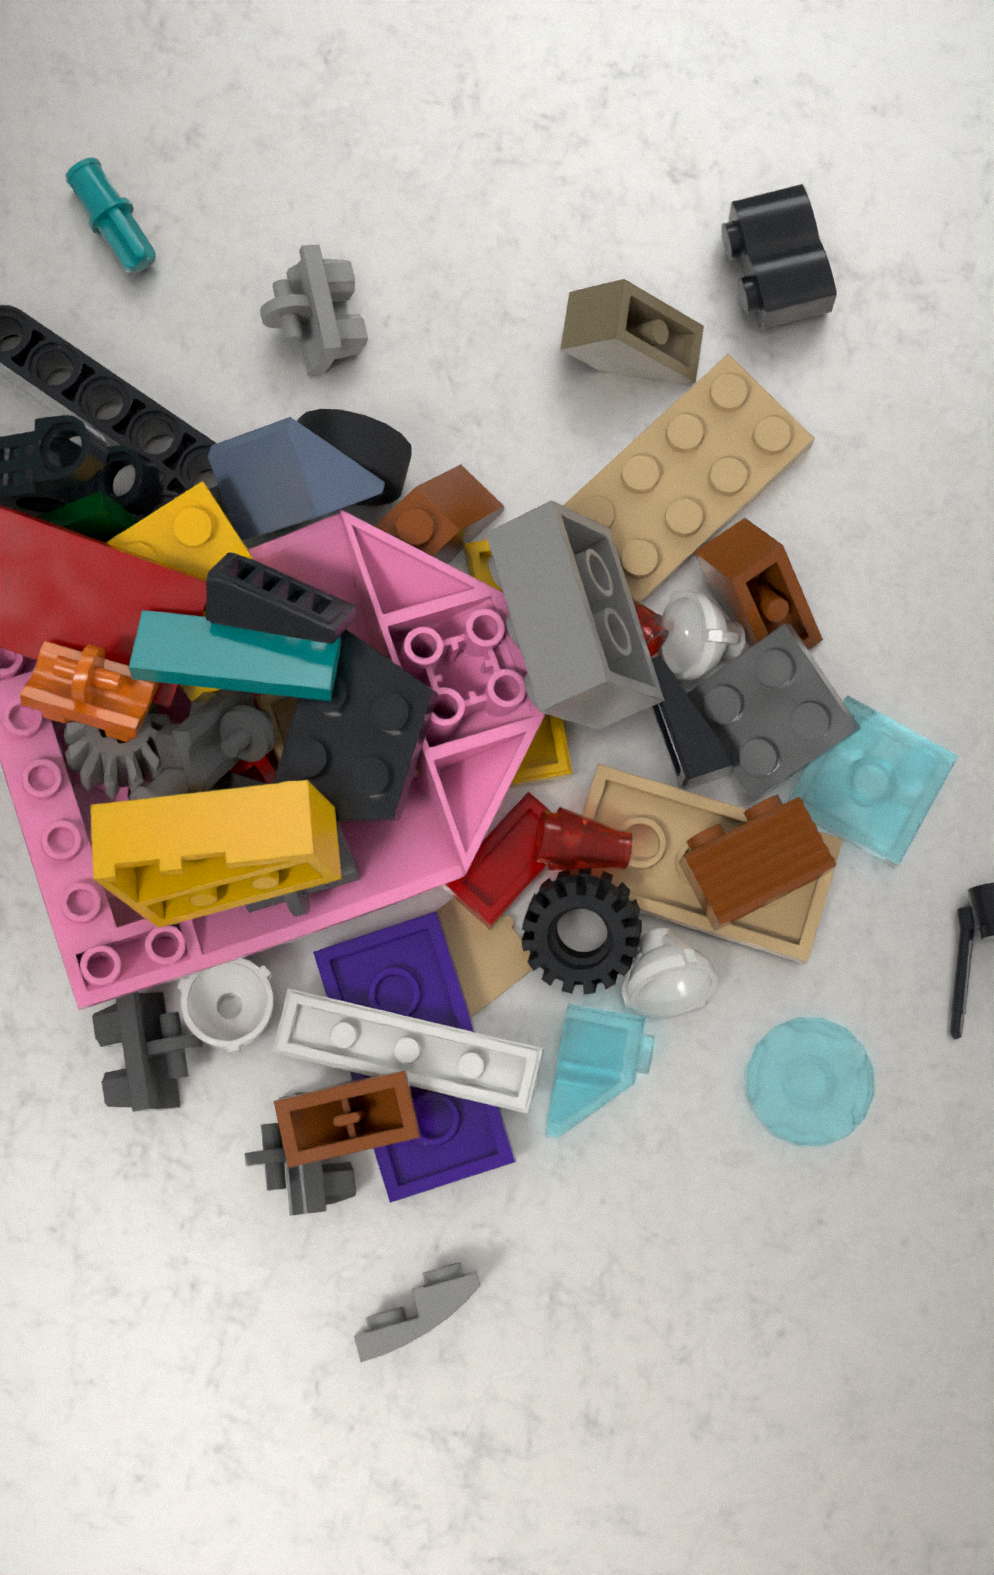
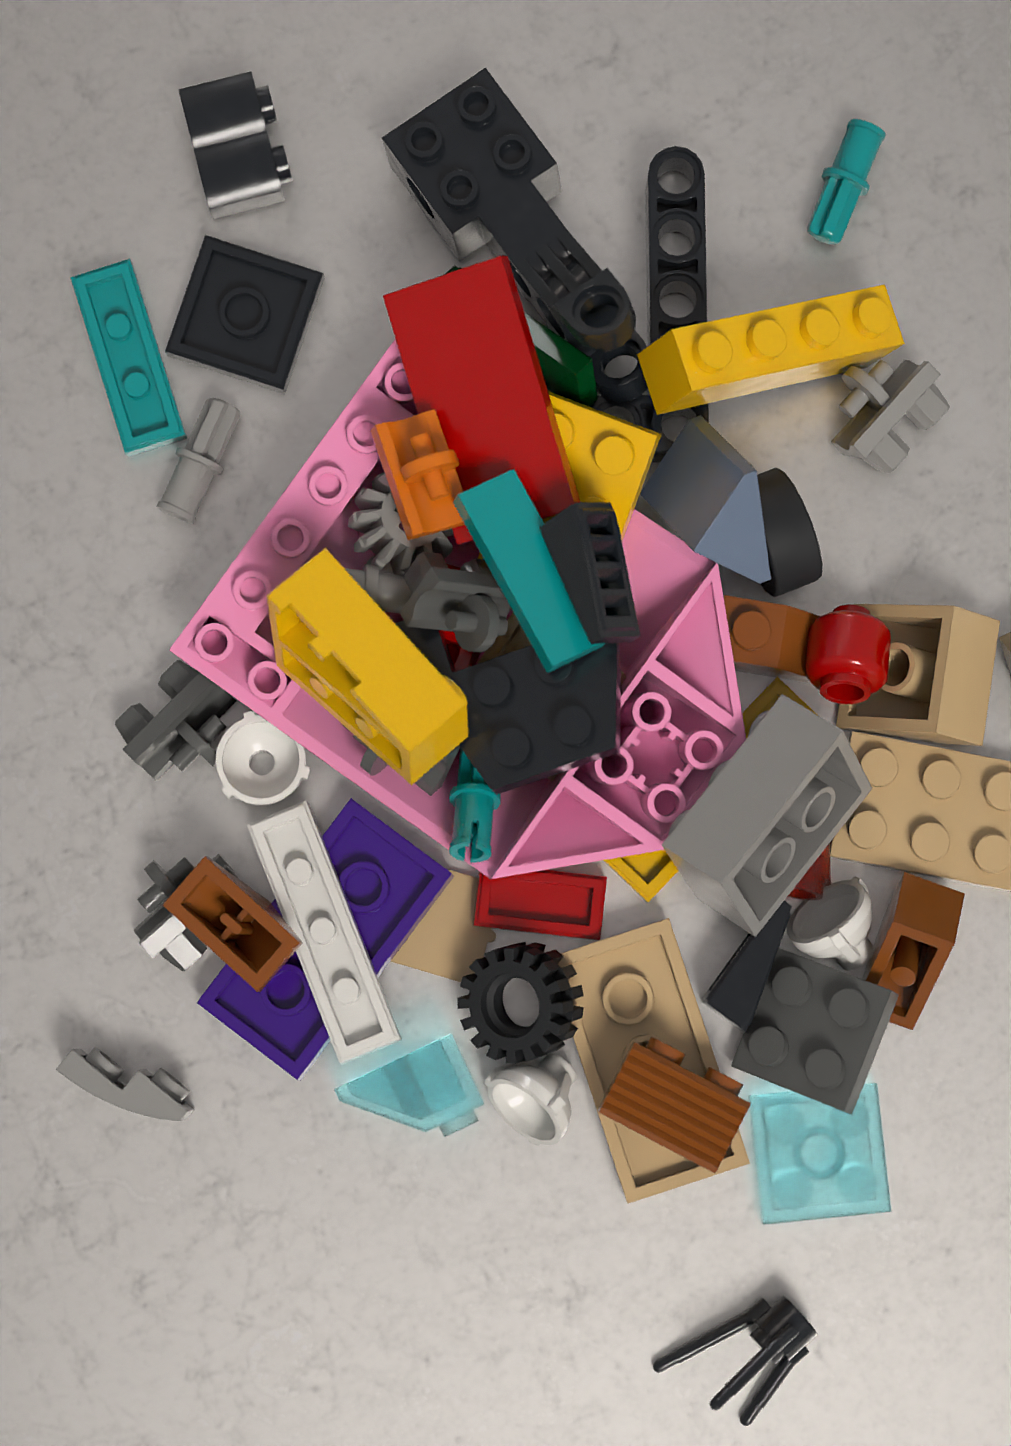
camera: 60 degrees right, 5 degrees up
(197, 355) = (769, 348): none -> yellow brick
(394, 846) = (472, 813): none -> teal axle
(489, 471) = (848, 654): none -> red head
(542, 429) = (935, 676): none -> tan slope
(578, 842) = (588, 949): clear red cone -> none
(809, 1082) = (532, 1273): clear light blue tile -> none

